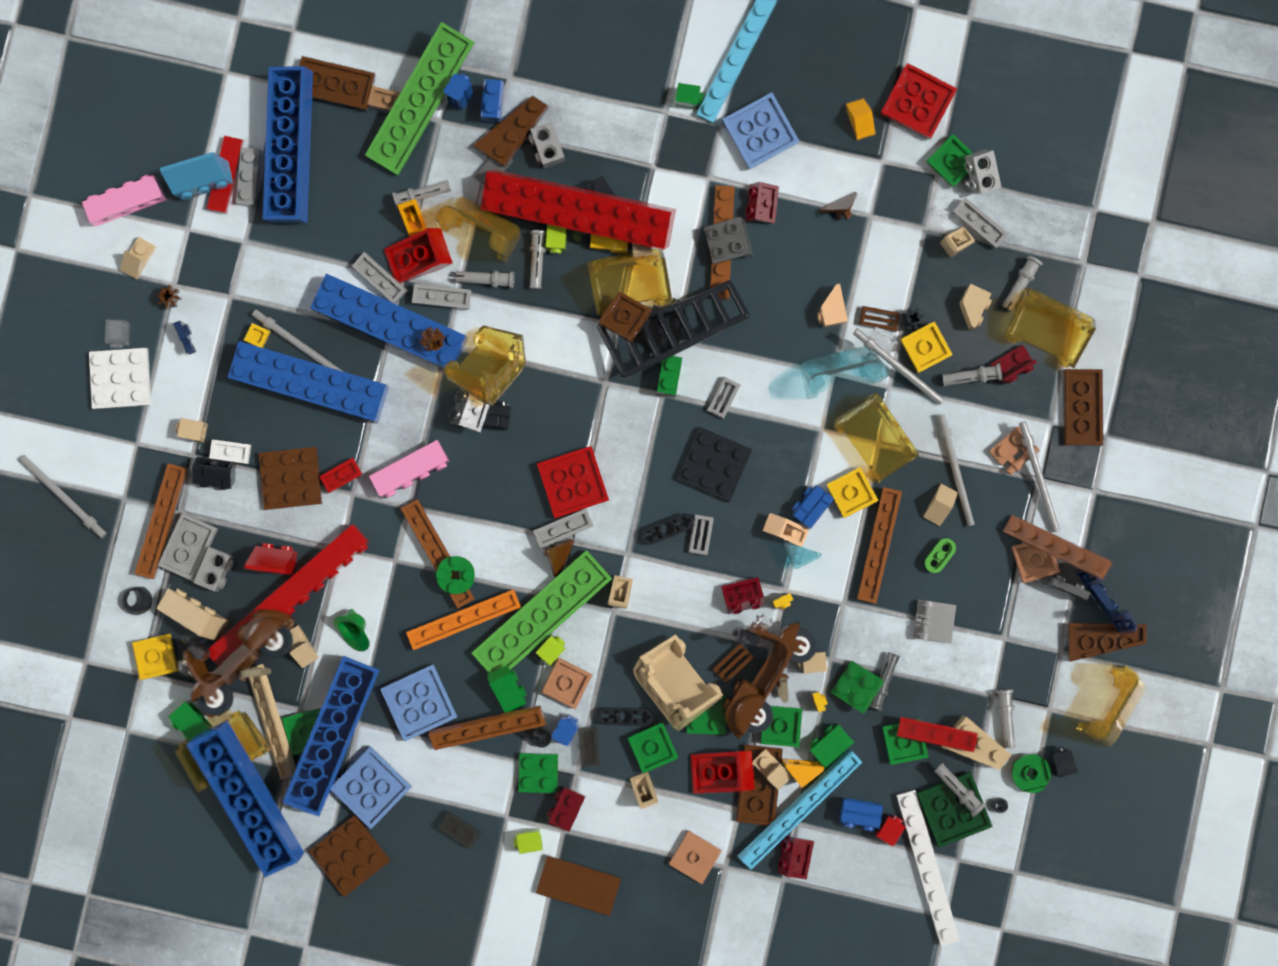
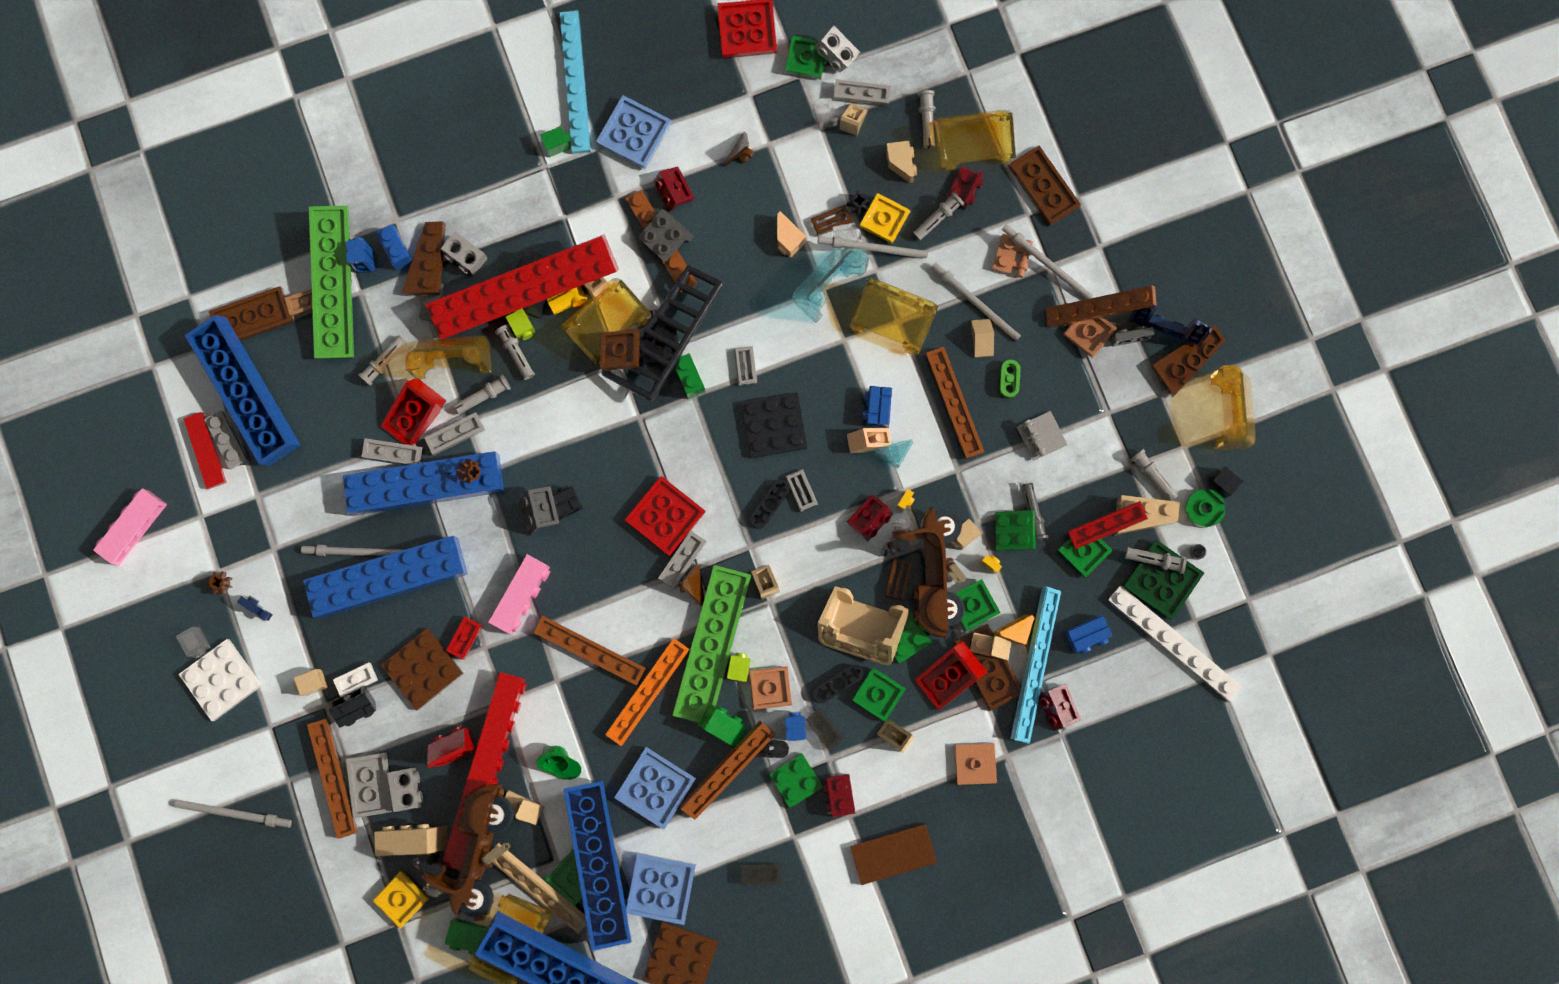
camera: 30 degrees left, 5 degrees down
(137, 258) = (171, 568): tan slope -> none
(143, 607) = (364, 861): black piece -> none
(197, 175) = (179, 464): dark azure slope -> none
(257, 335) = (316, 566): yellow plate -> none
(412, 216) = (386, 382): light orange slope -> none
(466, 576) = (610, 648): green plate -> none
(490, 366) = (533, 461): clear yellow windscreen -> none
(528, 841) = (826, 844): lime brick -> none
(830, 745) = (1025, 593): green brick -> none
(852, 492) = (903, 374): yellow plate -> none
(861, 118) = (710, 71): light orange slope -> none
(890, 829) = (1122, 631): red brick -> none

